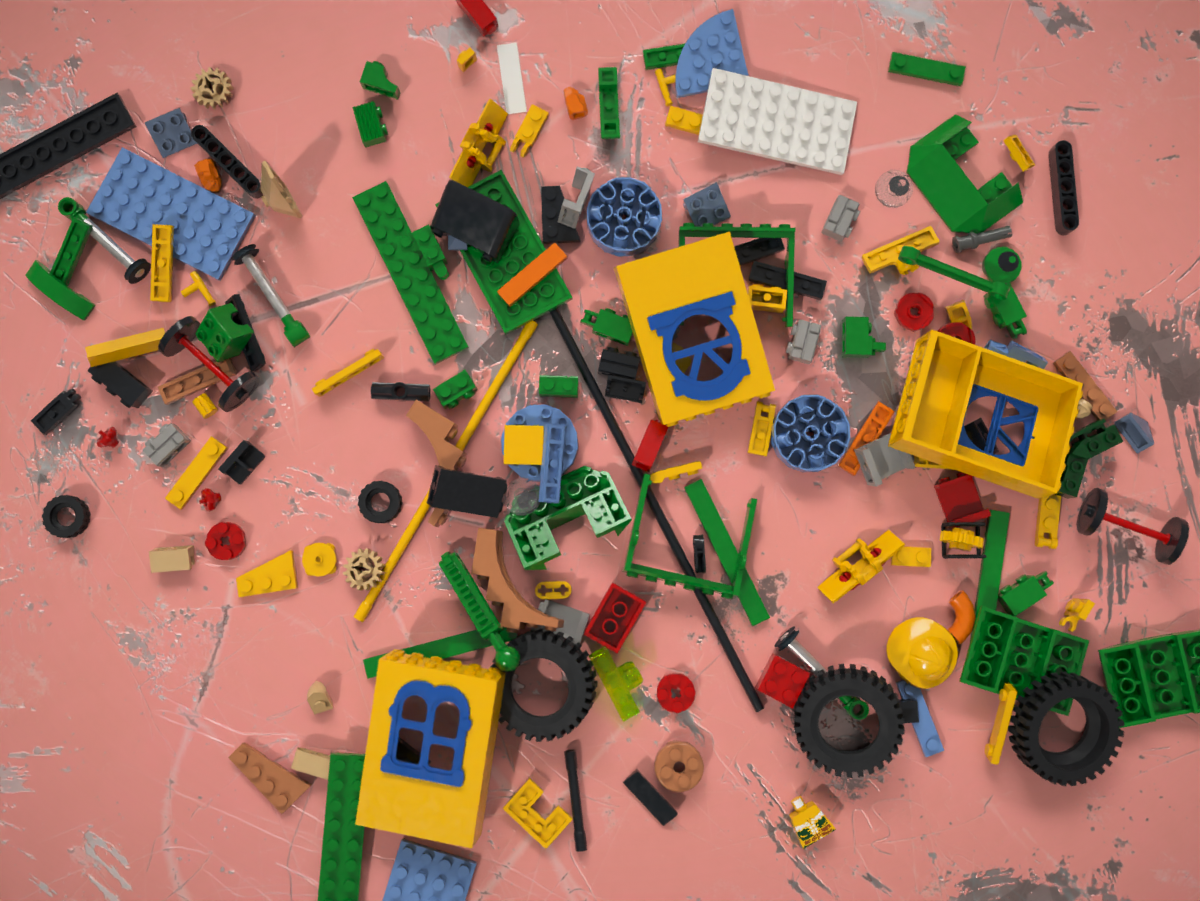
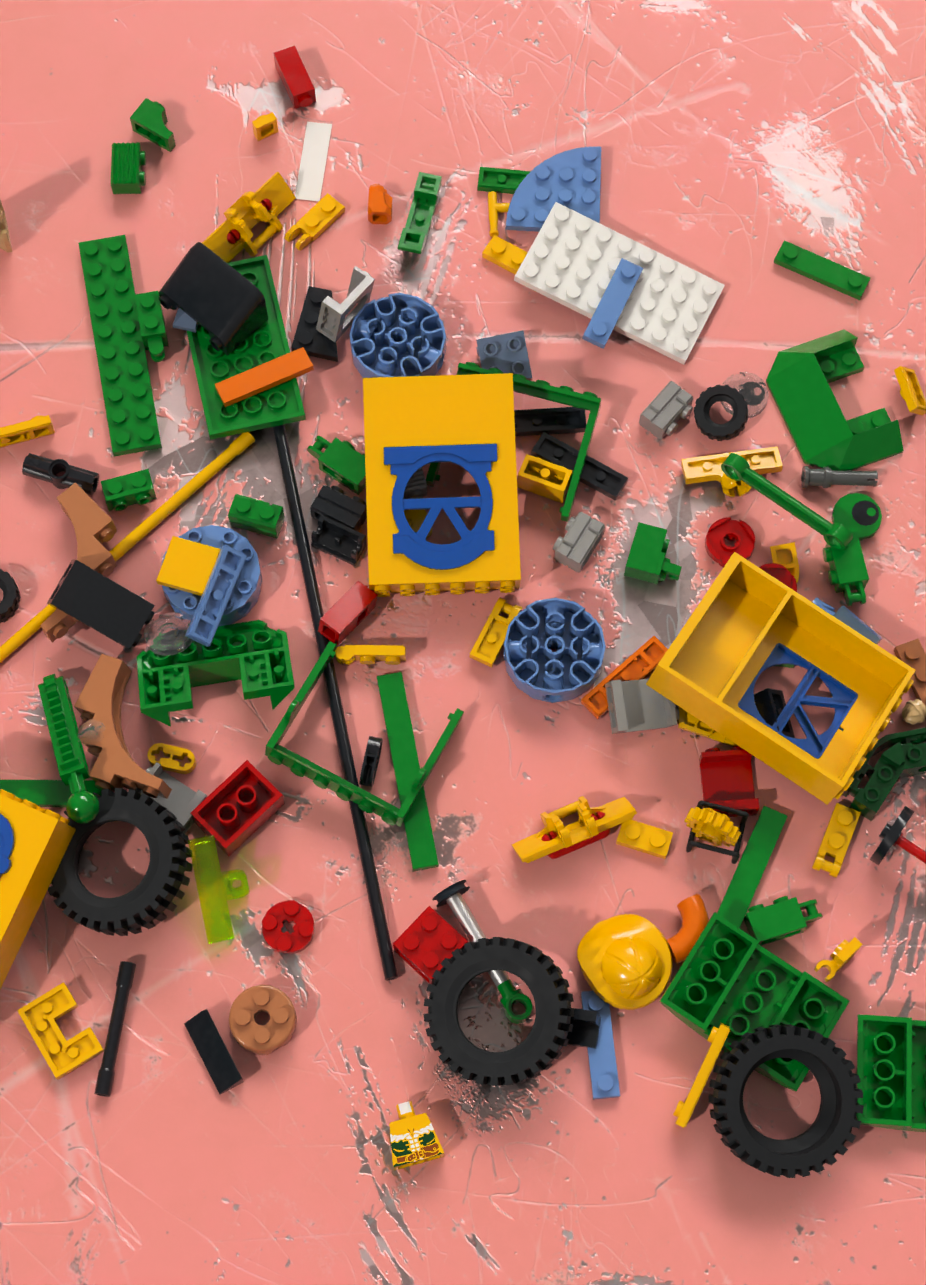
camera: 15 degrees right, 15 degrees down
(491, 593) = (91, 732): none -> clear piece
(779, 142) = (612, 303): none -> medium blue plate
(897, 209) = (729, 429): none -> black tyre

